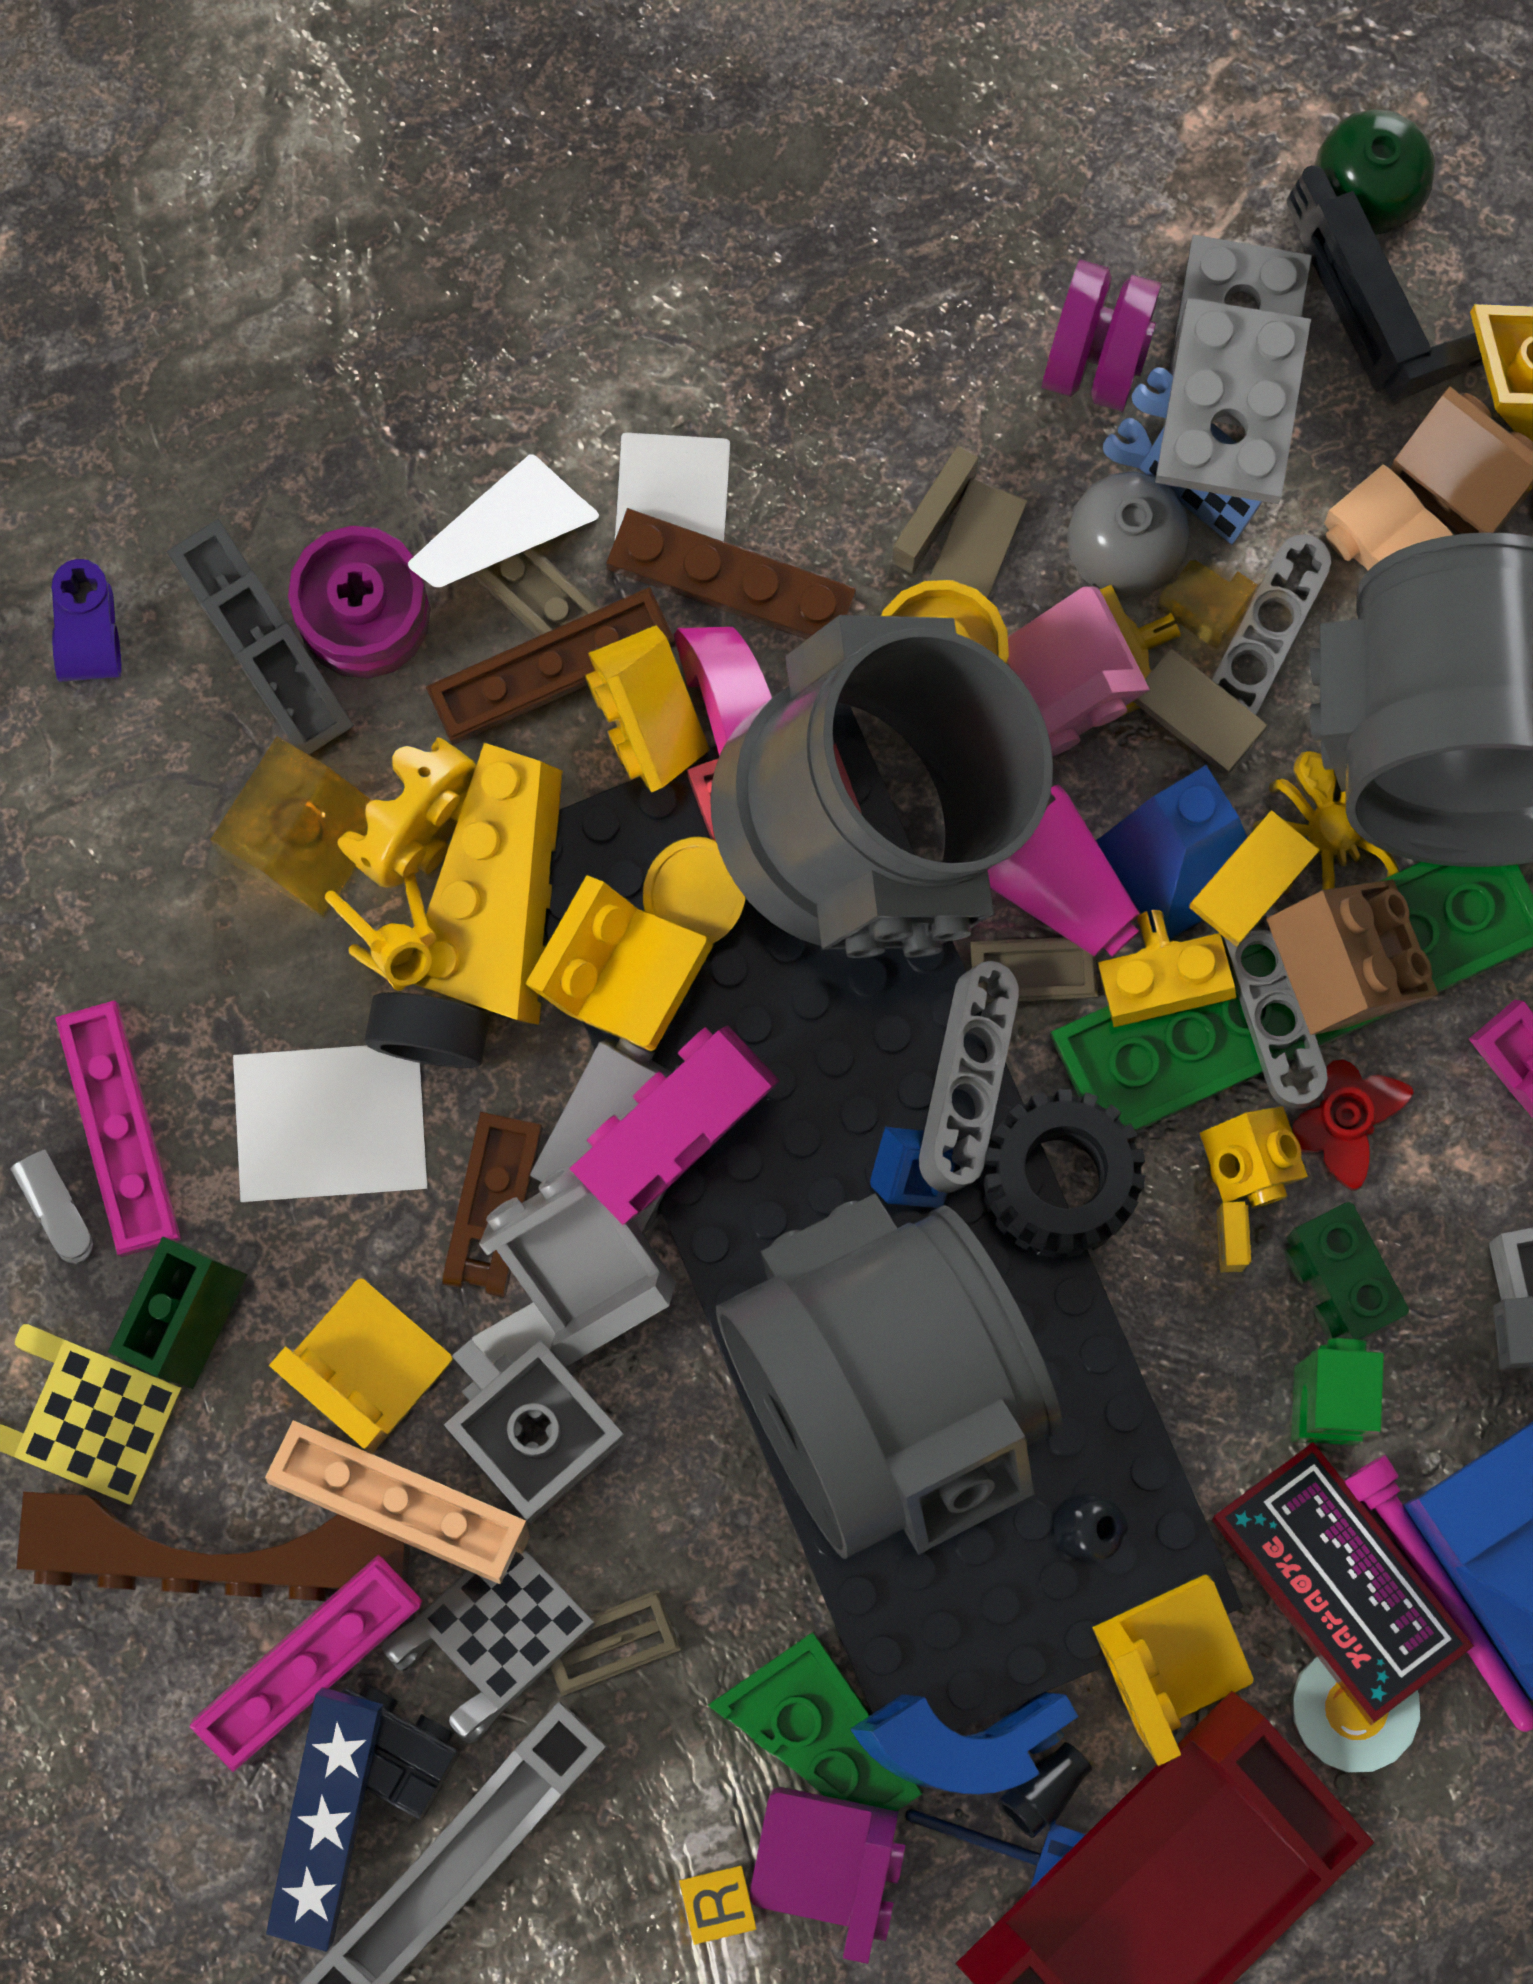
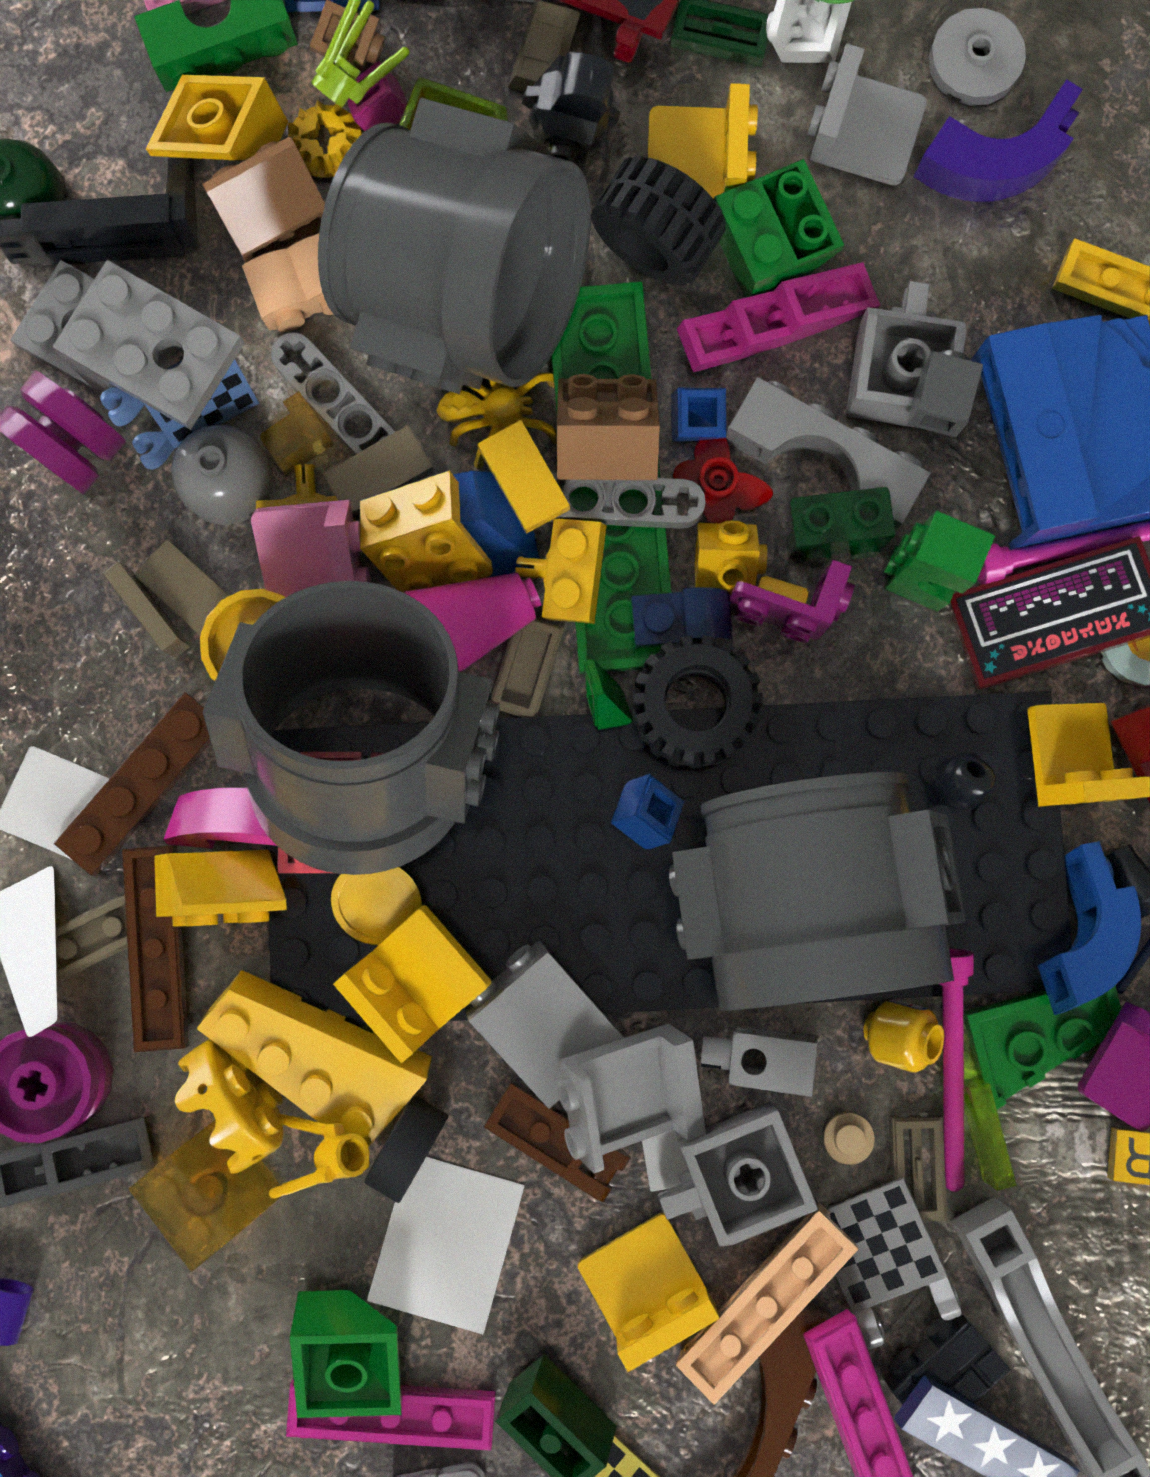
camera: 70 degrees left, 5 degrees up
(168, 1046) = (343, 1357): none -> green slope
(616, 1545) = (848, 1138): none -> tan plate
(673, 1122) = (558, 991): dark pink wedge -> none
(681, 1426) = (788, 1058): none -> light grey torso
(681, 1705) = (987, 1134): none -> clear neon green tile
(761, 1564) = (904, 1035): none -> yellow head
(856, 1593) = (953, 1068): none -> dark pink piece
(961, 1072) = (601, 738): light grey beam -> none
(1034, 1070) = (605, 698): none -> green slope
(1134, 782) = (419, 537): none -> yellow bracket
(1165, 1129) = (681, 614): none -> dark blue brick
(1241, 1289) = (796, 619): none -> magenta bracket
(1418, 1063) = (698, 414): none -> blue slope
(1441, 1156) = (777, 423): none -> light grey arch

